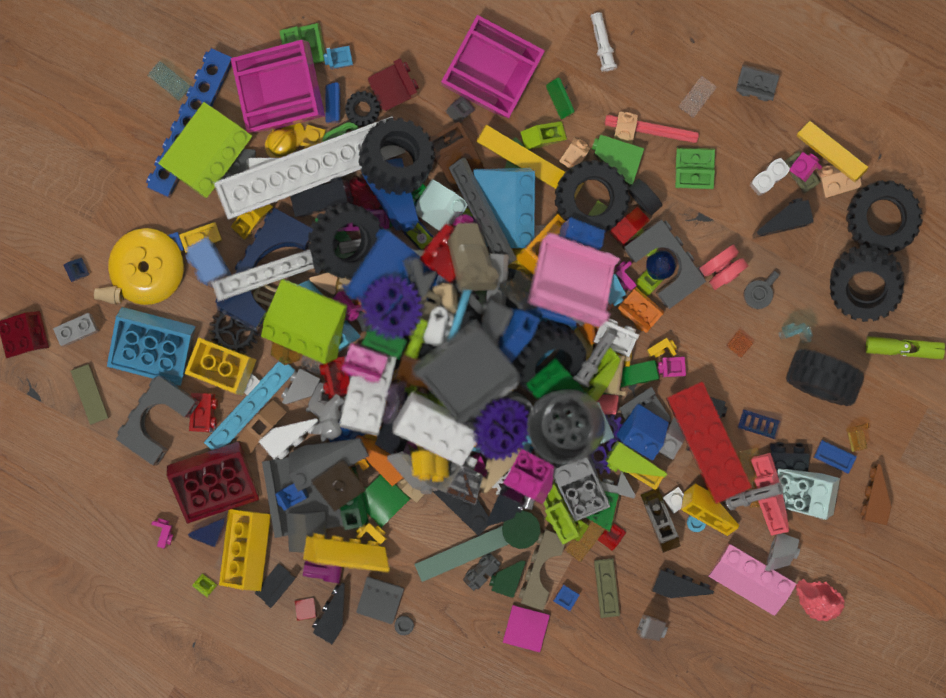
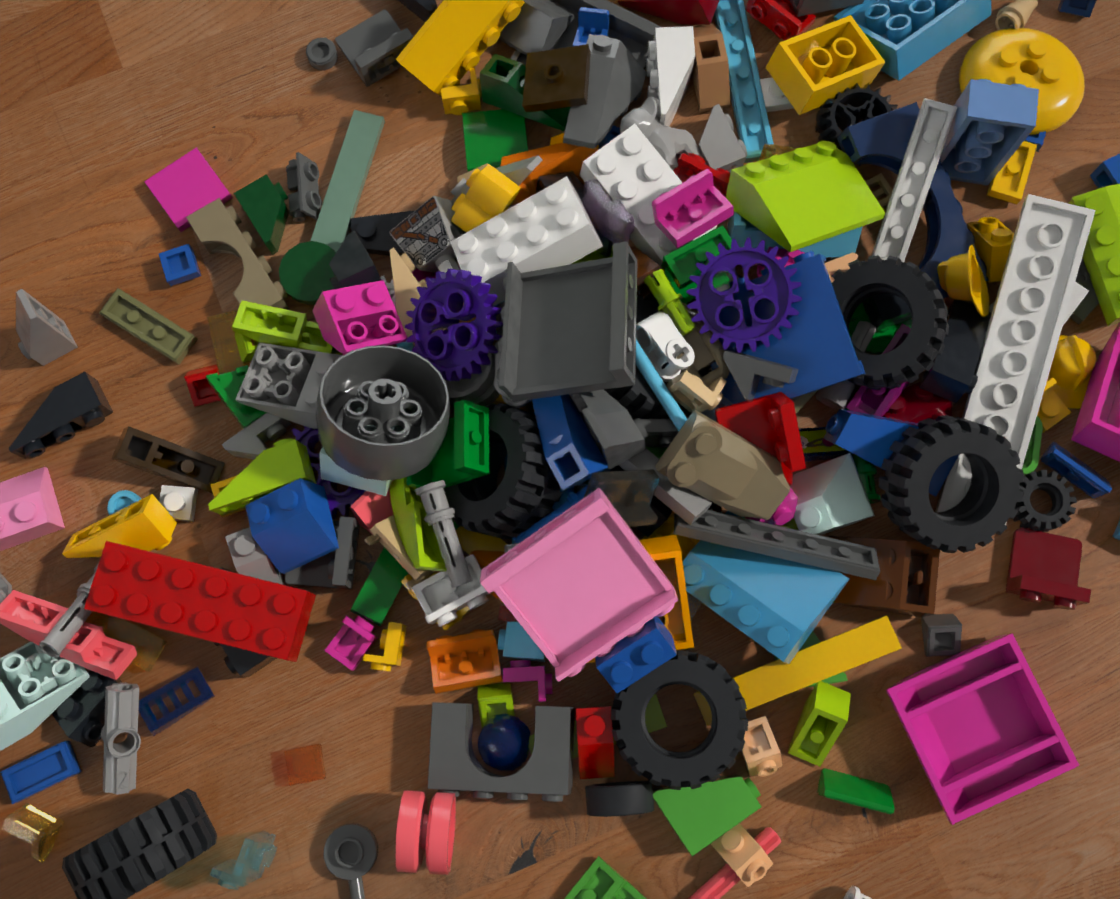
camera: 135 degrees right, 10 degrees down
(288, 215) = (965, 280): none -> yellow piece
(791, 431) = (120, 758): none -> light grey piece

